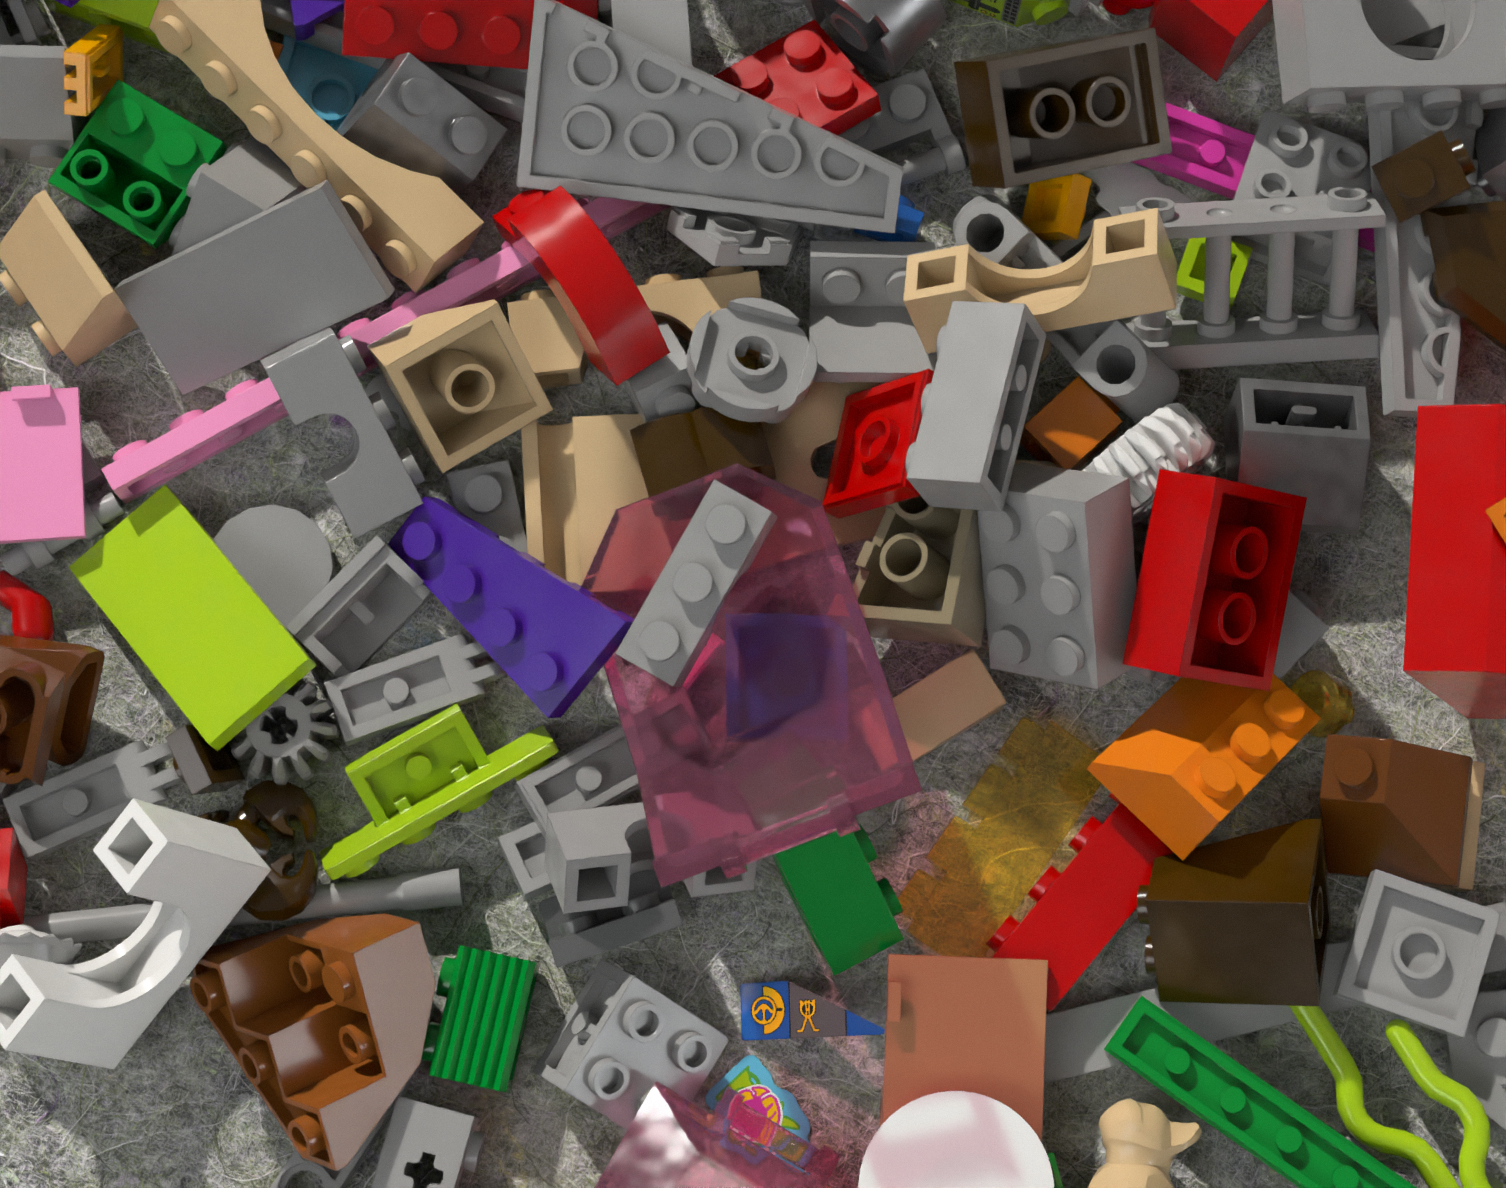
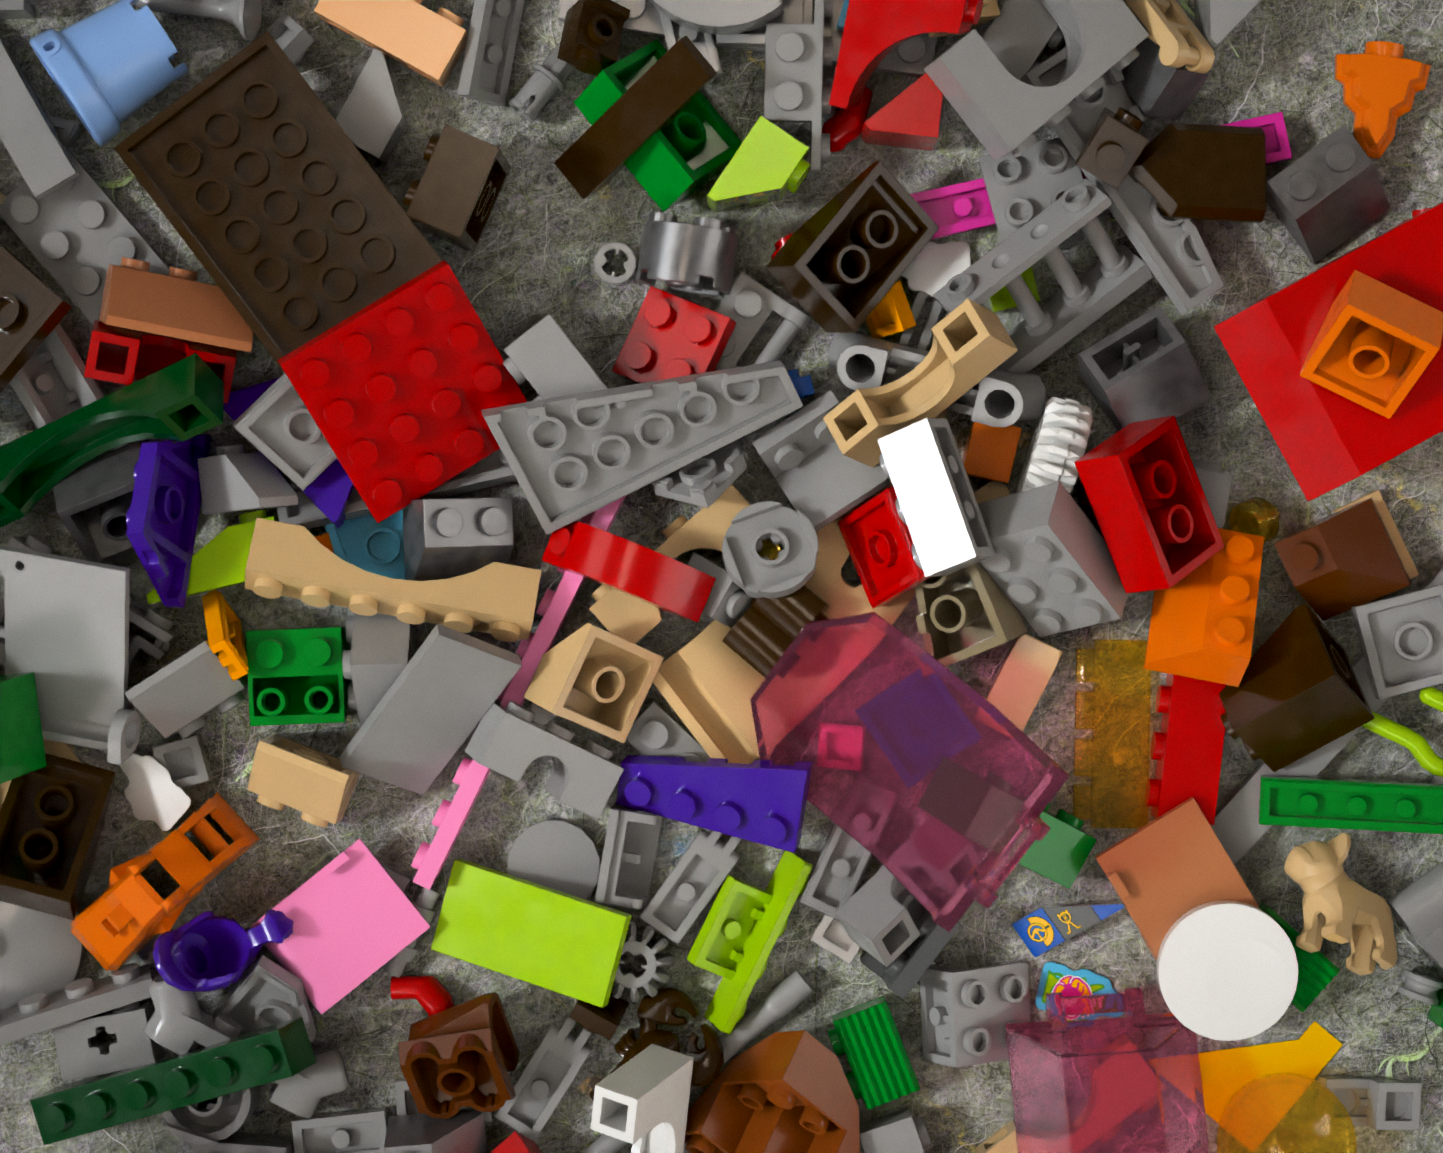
camera: 35 degrees left, 10 degrees up
(695, 583) = (836, 719): light grey arch -> none

